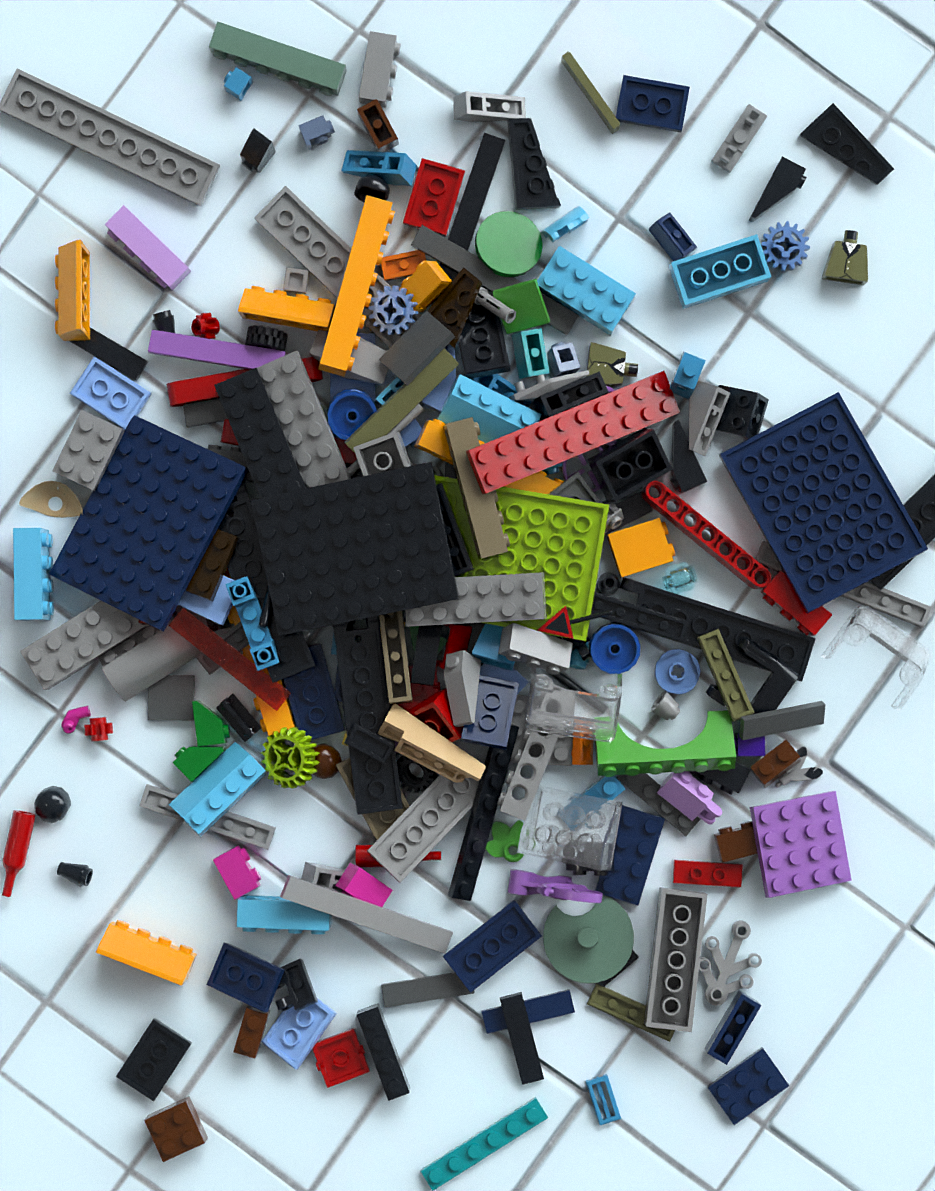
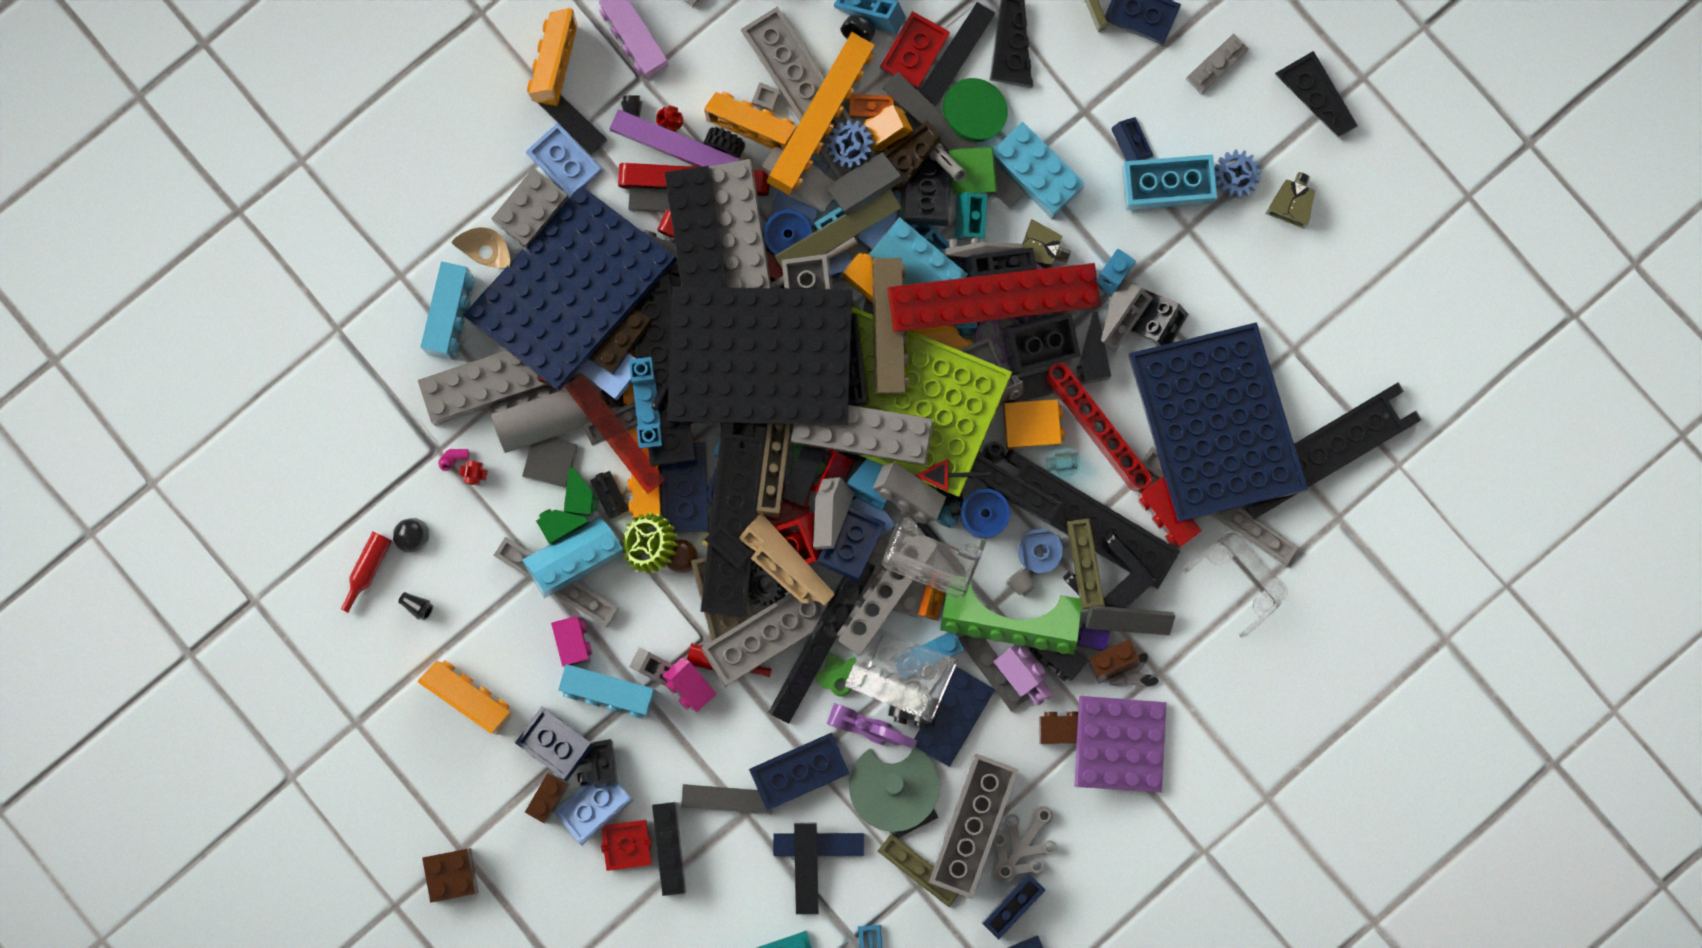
camera: 10 degrees right, 5 degrees down
(154, 1059) = (446, 803): black plate -> none
(366, 914) = (685, 708): light grey tile -> none
(566, 224) = (1034, 104): medium azure slope -> none
(567, 354) = (1001, 228): sand blue brick -> none
(707, 873) = (1024, 752): red plate -> none
(782, 184) = (1245, 117): black slope -> none

